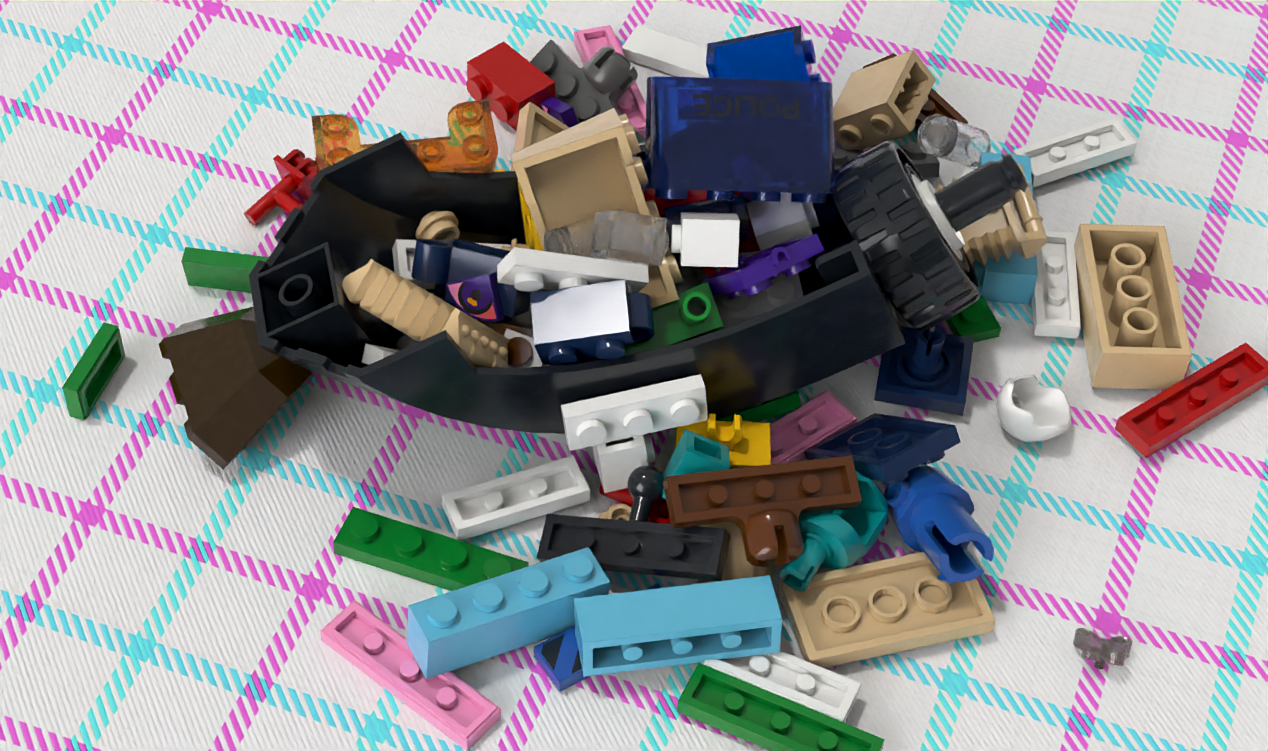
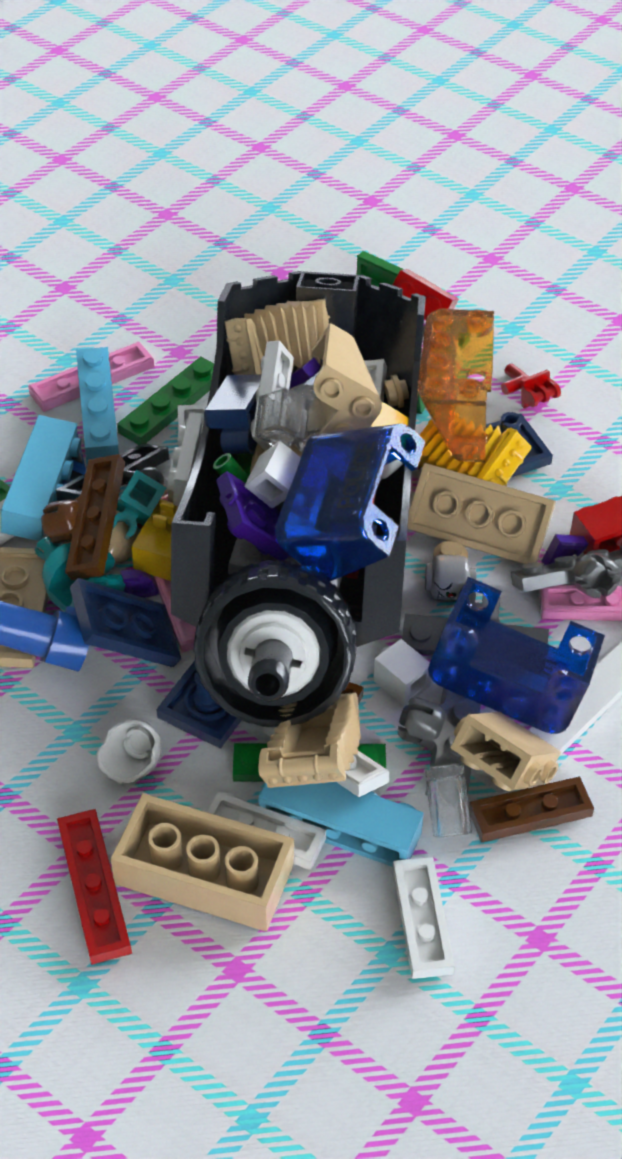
camera: 110 degrees right, 0 degrees up
(158, 301) = (435, 296): none -> red brick

